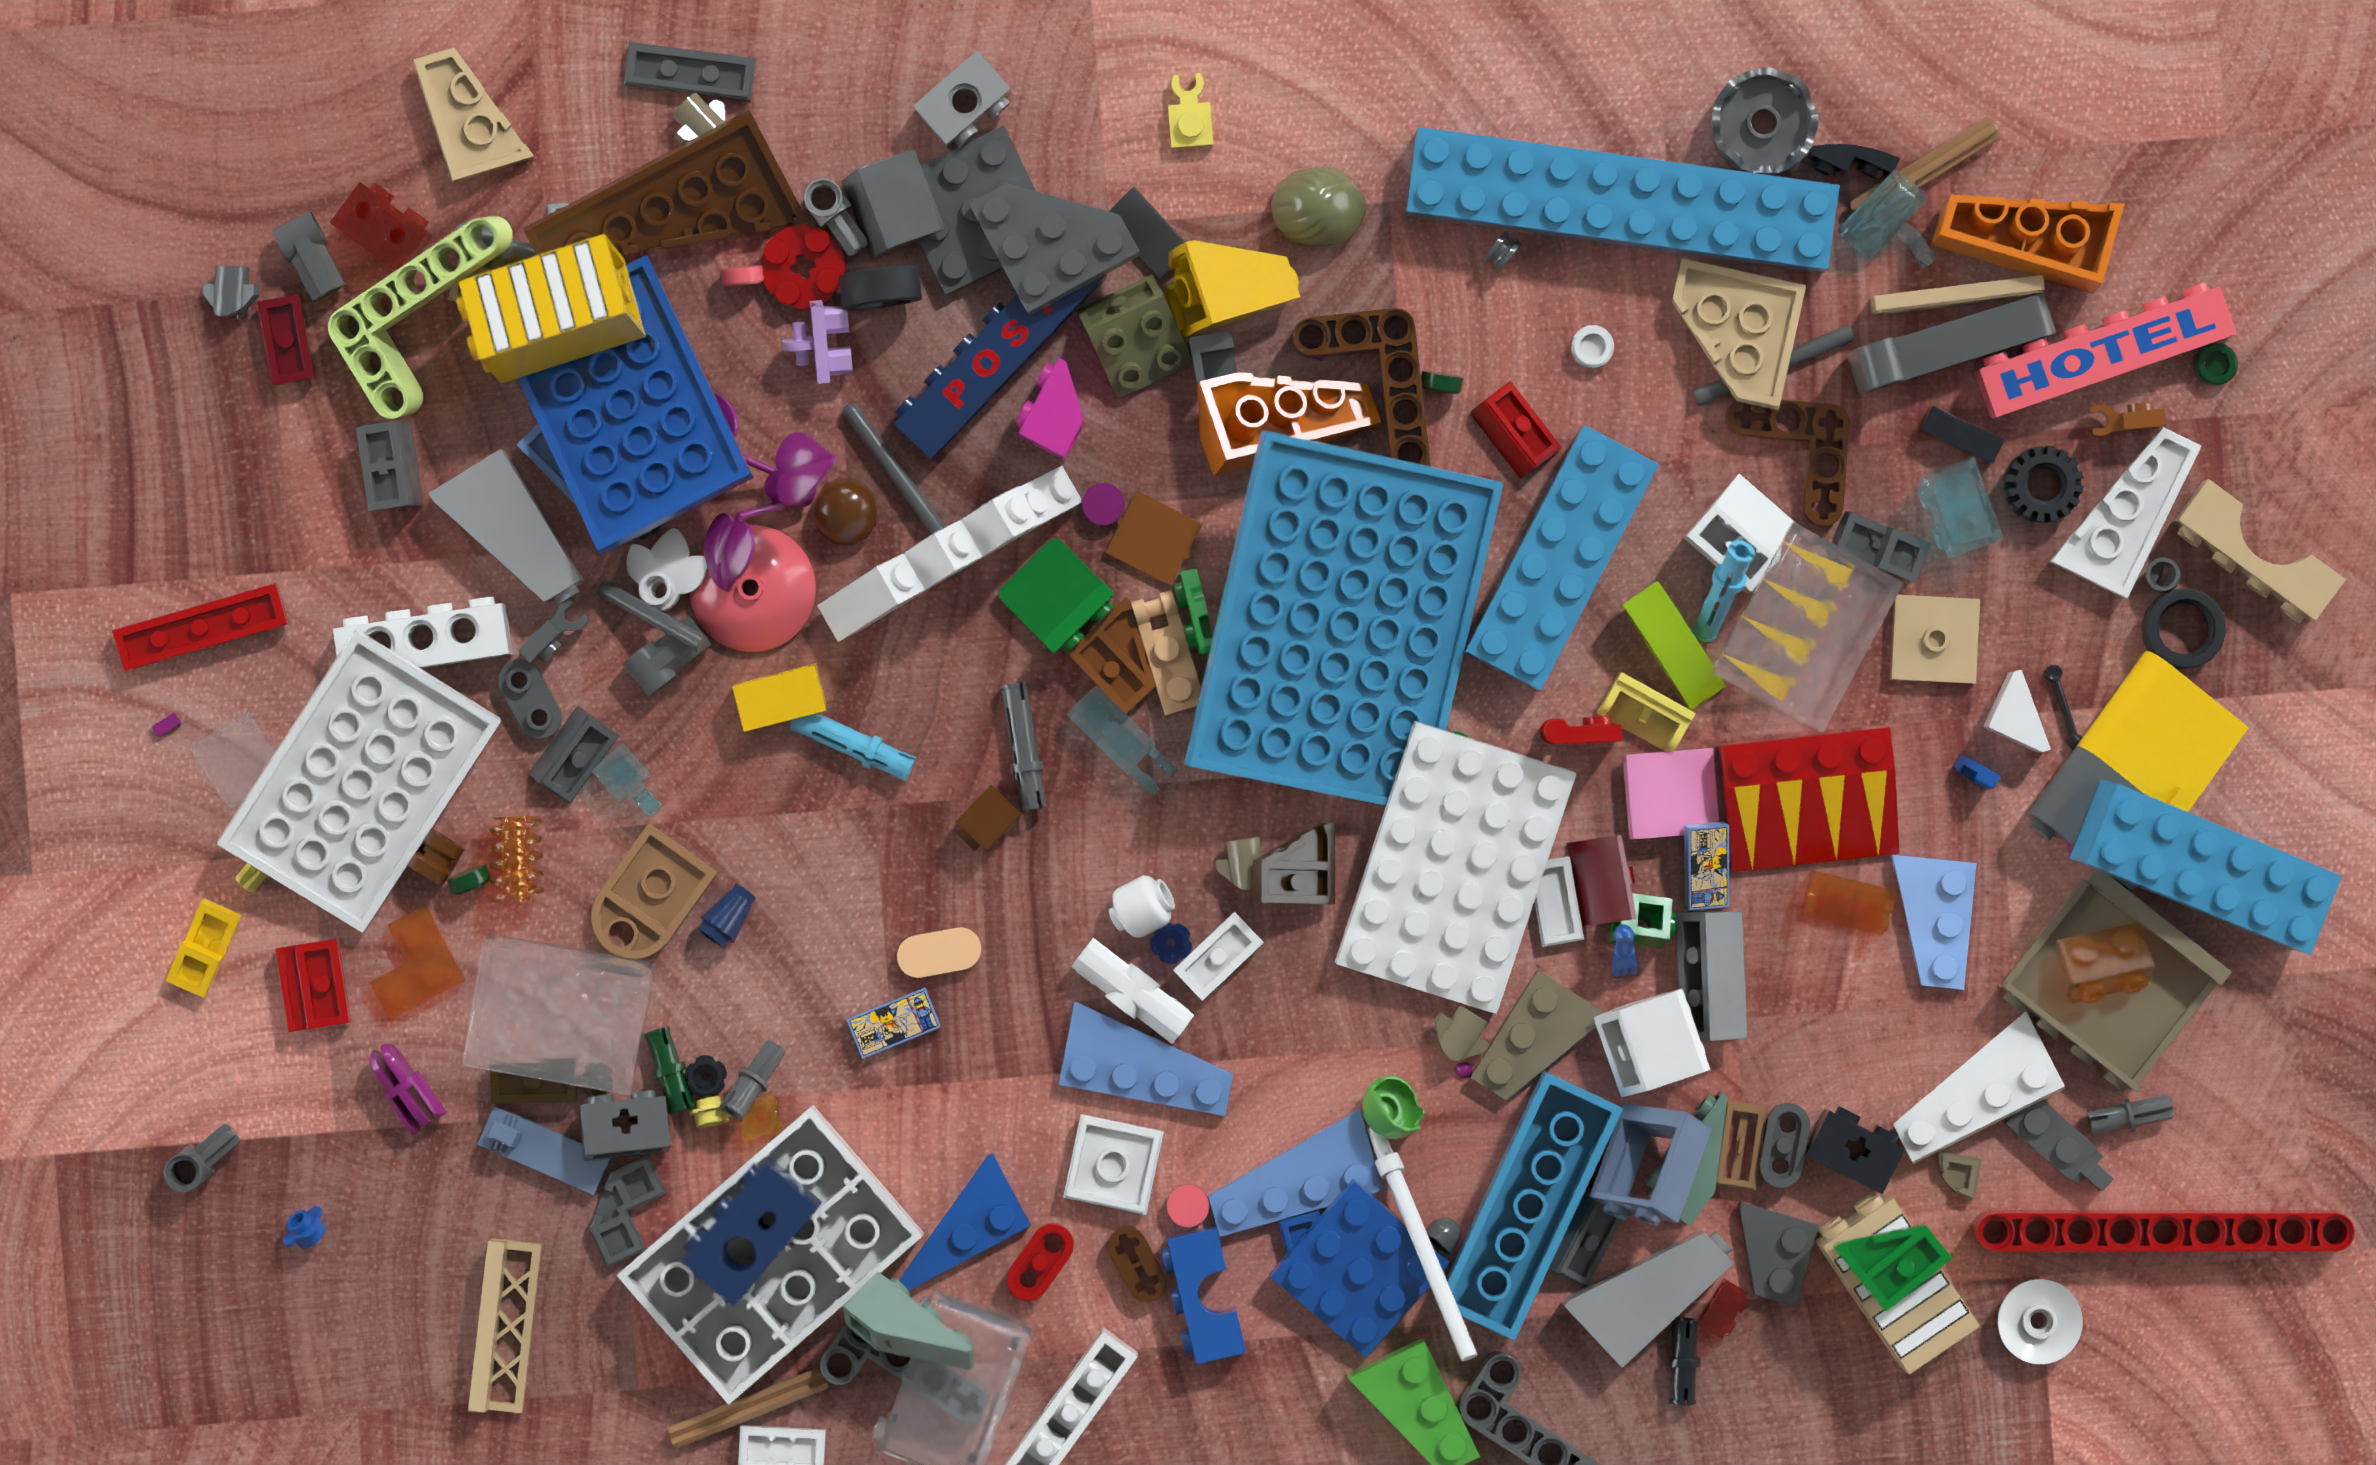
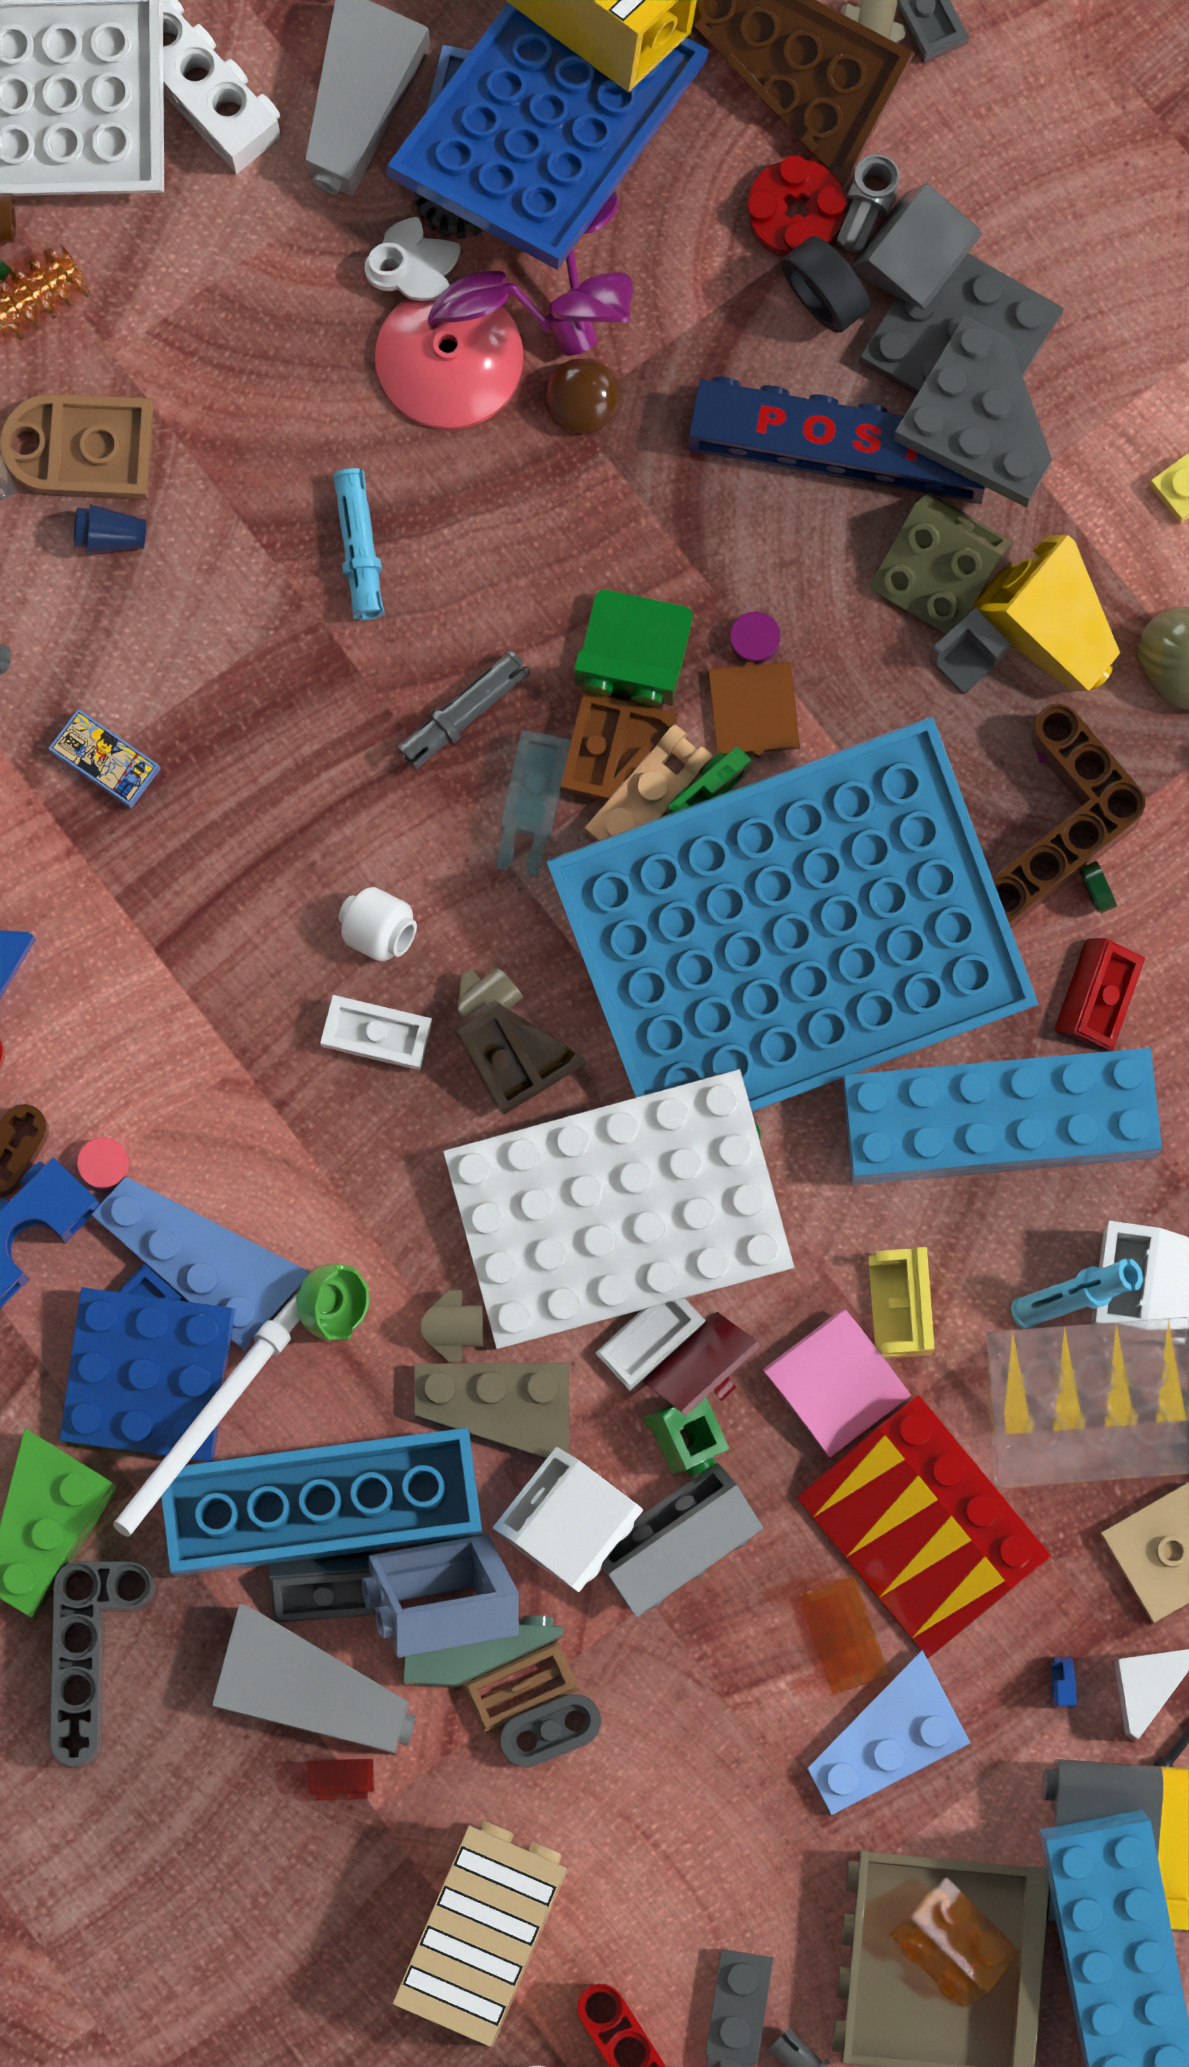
camera: 65 degrees right, 10 degrees down
(531, 697) = (203, 212): dark grey plate -> none
(544, 641) = (269, 188): dark grey plate -> none
(573, 754) = (174, 290): dark grey slope -> none
(624, 776) = (182, 348): clear light blue plate -> none
(652, 616) = (358, 272): dark grey bar -> none
(660, 661) = (316, 309): dark grey piece -> none
(742, 275) = (749, 153): coral tile -> none
(779, 697) = (359, 443): yellow hinge -> none
(827, 360) = (719, 279): lavender hips -> none
(895, 471) = (610, 529): dark grey piece -> none
(939, 952) = (203, 758): light nougat tile -> none
(948, 552) = (607, 500): white arch -> none
(972, 76) = (1045, 231): light grey brick -> none
(987, 819) = (367, 719): reddish brown brick -> none
(1056, 415) = (814, 524): dark pink slope -> none
(1113, 1164) = (98, 1061): white plate -> none
(1127, 1063) = (211, 1014): medium blue wing -> none
(1132, 990) = (286, 969): white piece -> none
(1149, 230) = (1053, 506): dark grey slope -> none
(1182, 944) = (355, 966): clear blue plate -> none
(1240, 406) = (989, 782): orange wedge -> none
(1444, 1234) = (237, 1439): dark grey hinge -> none
(1463, 1069) = (418, 1355): magenta piece -> none
(1593, 731) = (846, 1255): red plate -> none
(1624, 958) = (636, 1440): blue piece -> none
(1673, 645) = (988, 1285): lime slope -> none
(1683, 1361) = (260, 1770): black pin -> none
(1706, 865) = (786, 1464): tile -> none
(1776, 1251) = (435, 1795): dark grey wing -> none
(1871, 1169) = (581, 1836): black brick -> none
(1894, 1261) = (500, 1907): green wing -> none
(1960, 1173) = (639, 1936): dark tan tile -> none
(1989, 1087) = (745, 1906): white wing -> none

